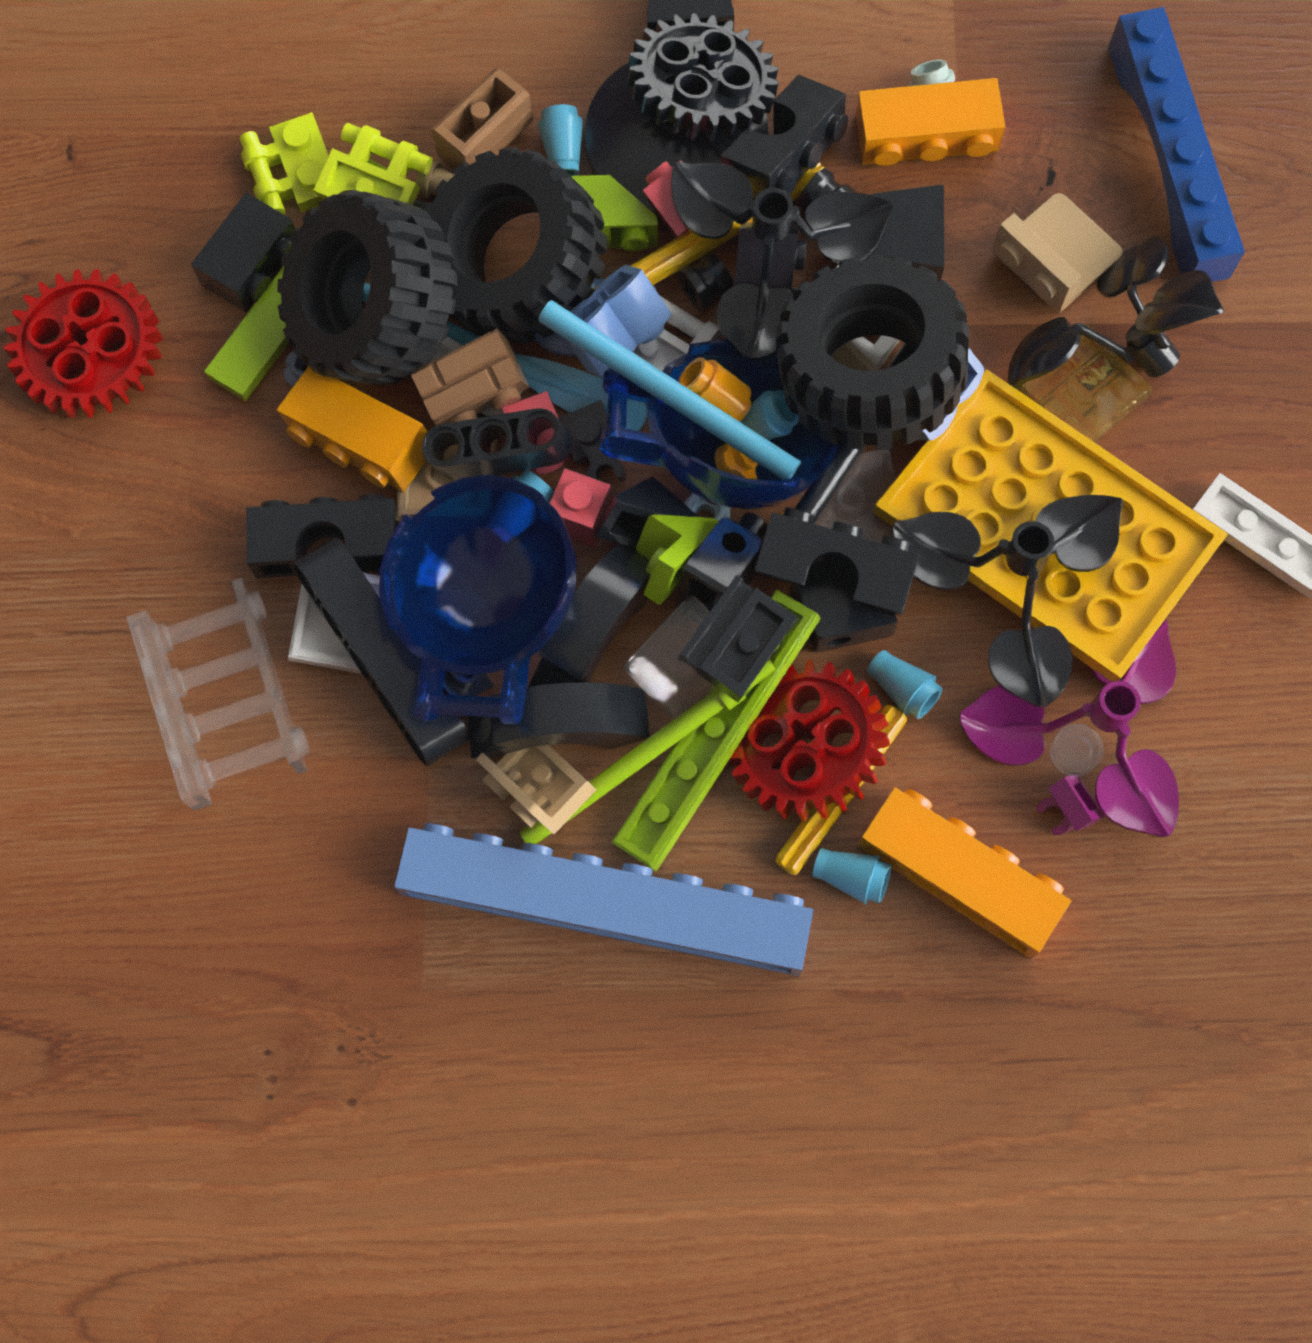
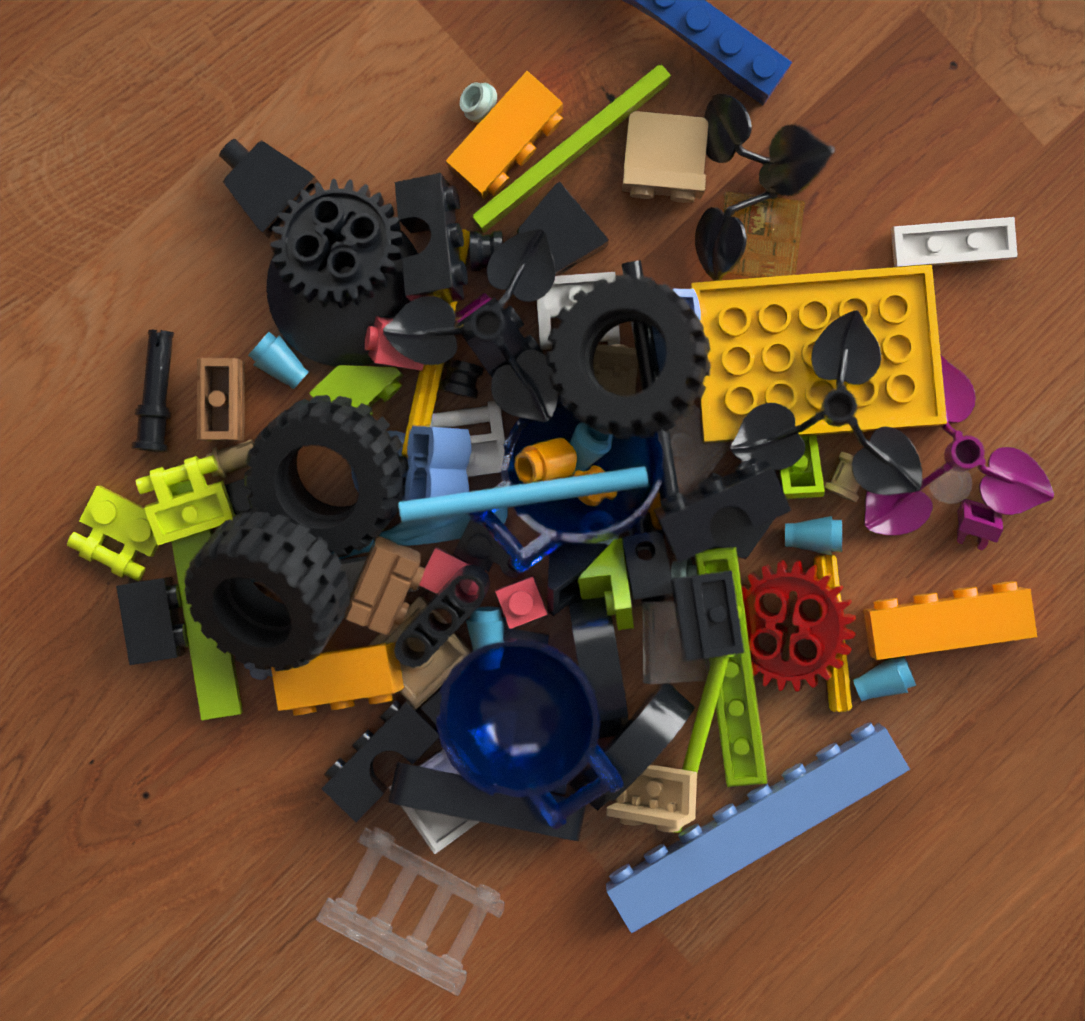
camera: 45 degrees left, 15 degrees up
(62, 313) = (74, 762): red gear -> none
(418, 92) = (153, 410): none -> black pin
(940, 612) = (805, 476): none -> lime slope
(972, 659) = (843, 481): none -> tan bush
(981, 176) = (571, 148): none -> lime tile

